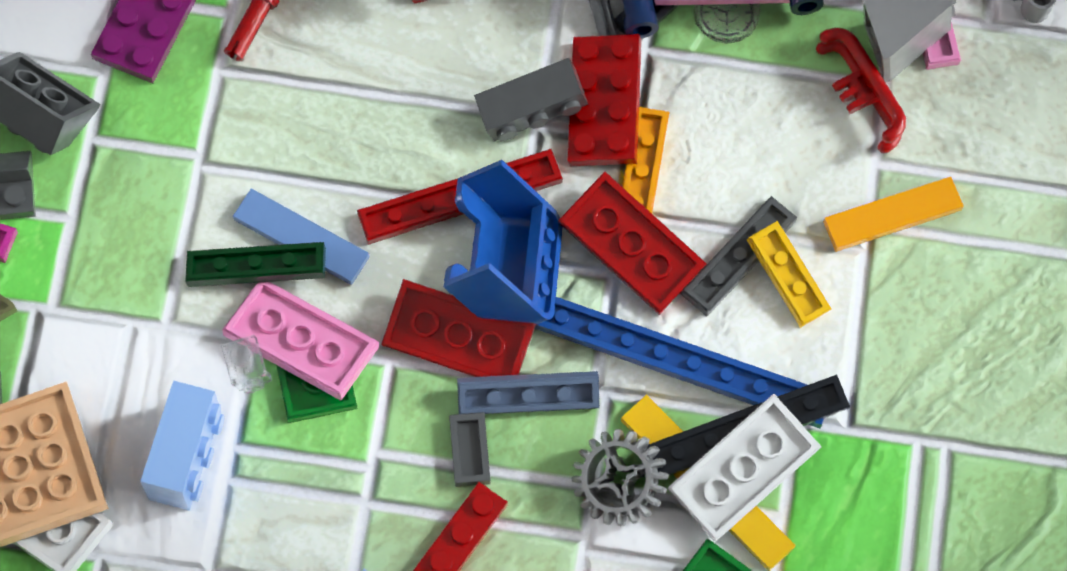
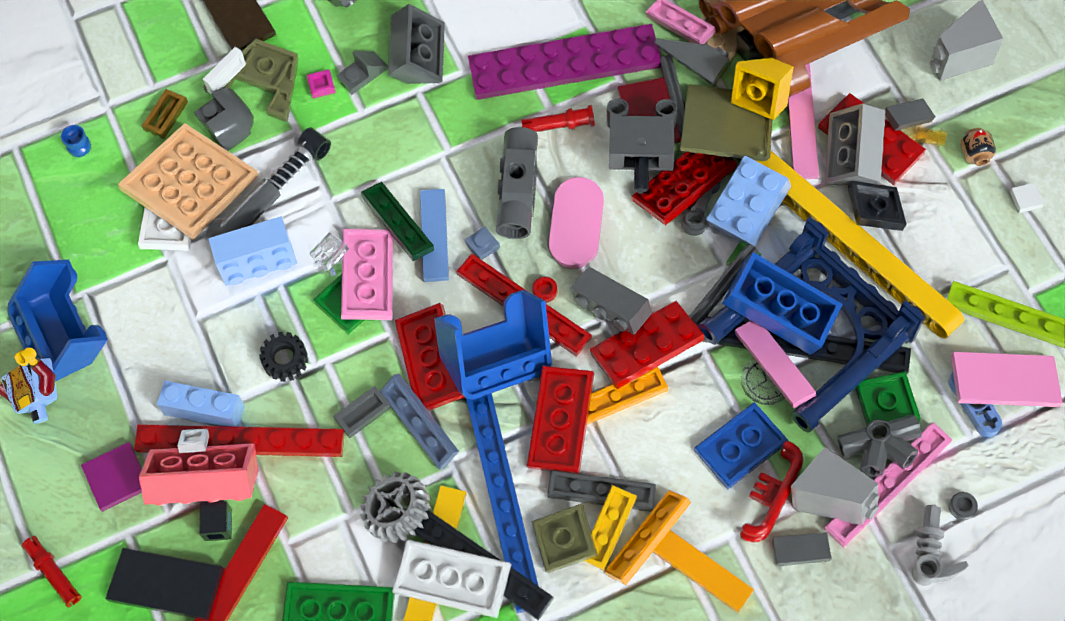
camera: 65 degrees right, 5 degrees down
(103, 387) = (310, 146): none -> piece
(313, 101) = (517, 183): none -> dark grey brick
(339, 515) = (279, 343): none -> black tyre
(351, 191) = (482, 243): none -> sand blue plate
(399, 77) = (576, 222): none -> bright pink tile
(458, 161) = (545, 288): none -> red tile
(771, 325) = (564, 538): none -> olive tile
(783, 85) = (741, 445): none -> blue tile
(826, 242) = (647, 537): none -> light orange tile
(936, 103) = (801, 549): none -> dark grey tile

